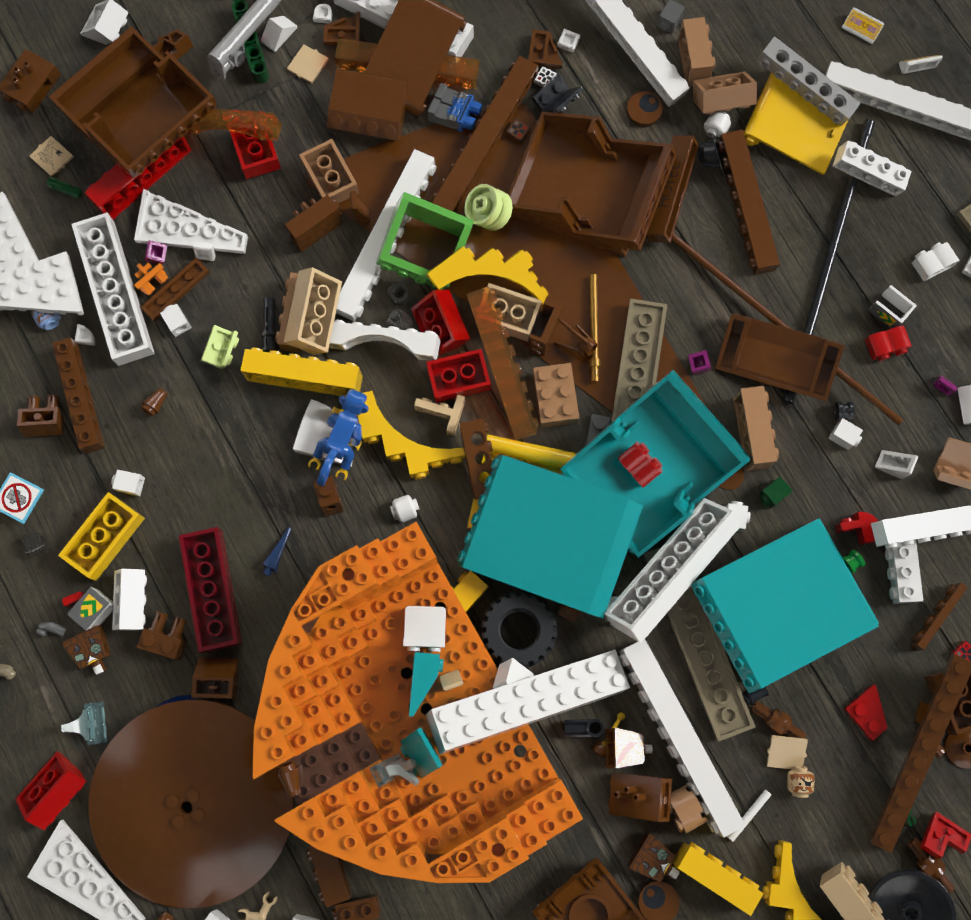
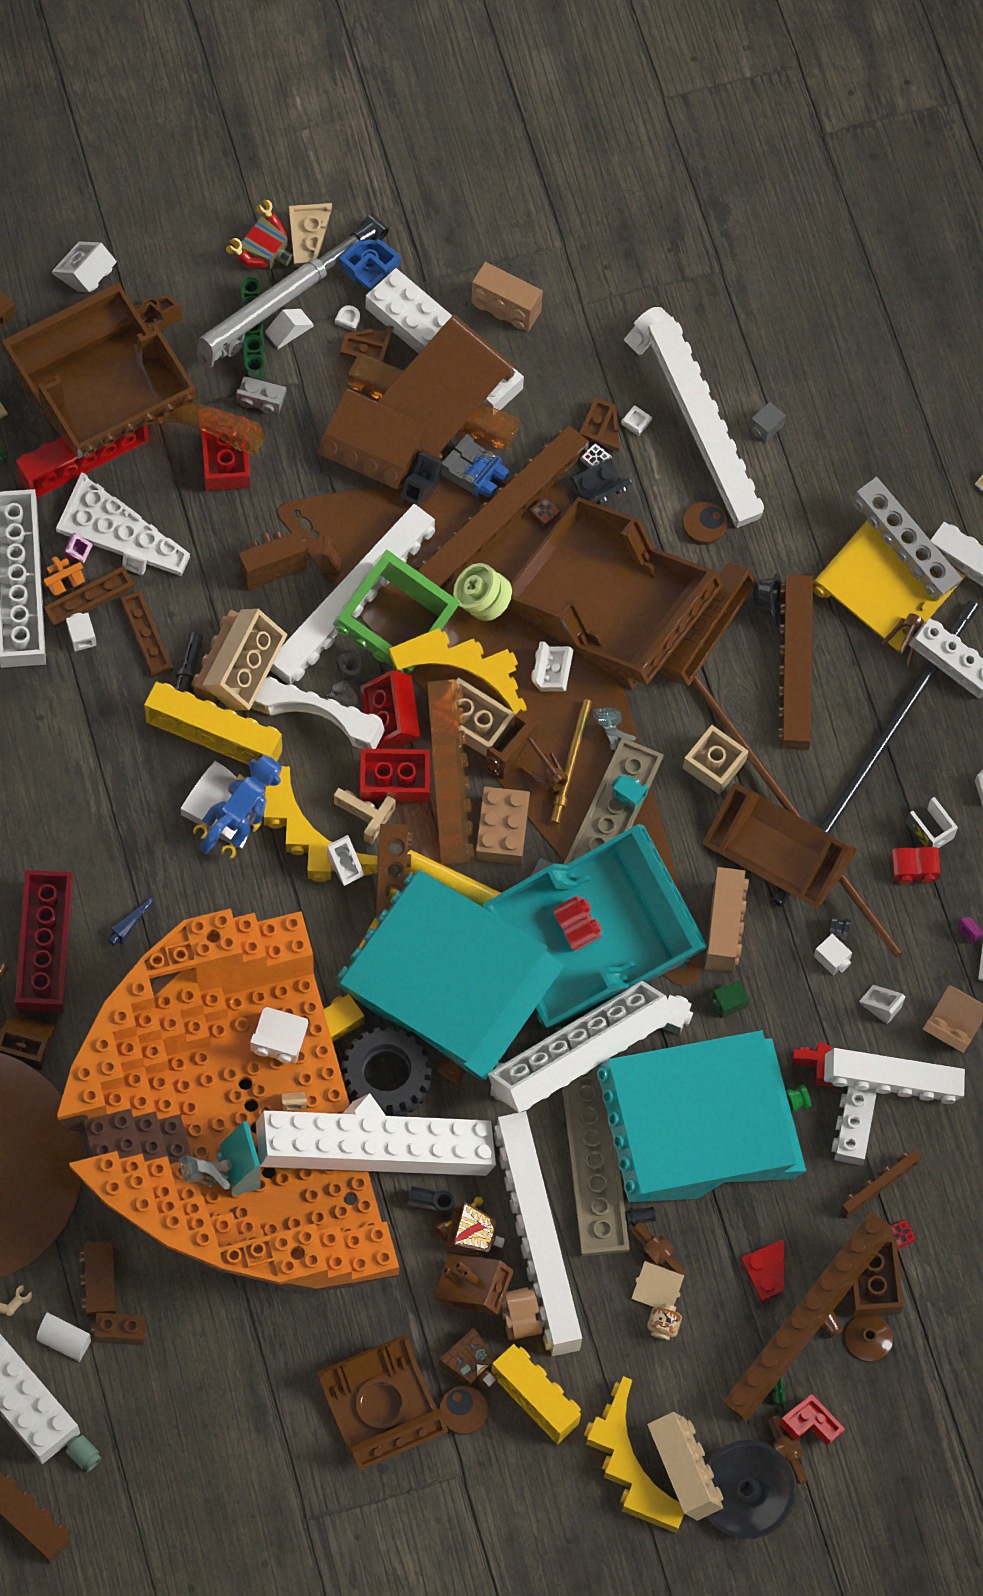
camera: 10 degrees right, 10 degrees down
(154, 402) = (31, 719): reddish brown cone -> none
(219, 347) = (124, 675): yellowish green bracket -> none
(229, 308) = (146, 634): none -> reddish brown tile
(270, 91) = (260, 395): none -> light grey bracket
(289, 777) = (94, 1129): reddish brown cone -> none
(307, 64) = (314, 372): tan piece -> none
(329, 171) = (305, 505): medium nougat brick -> none
(329, 496) = (207, 870): reddish brown torso -> none
(404, 508) = (291, 904): white head -> none
(416, 128) = (423, 481): none -> black brick
(424, 675) = (266, 1082): teal slope -> none
(438, 460) = (344, 860): none -> white slope
(558, 255) = (552, 667): none -> white bracket
(617, 285) = (609, 718): none -> piece
(649, 342) = (629, 791): none -> teal brick
(695, 50) = (783, 472): medium nougat brick -> none
(699, 362) = (684, 831): magenta brick -> none
(709, 297) = (715, 759): none -> tan brick
(717, 124) = (786, 561): white head -> none
(724, 92) = (803, 527): medium nougat brick -> none
(751, 813) = (595, 1345): white bar -> none
(829, 152) = (910, 628): none -> reddish brown plant

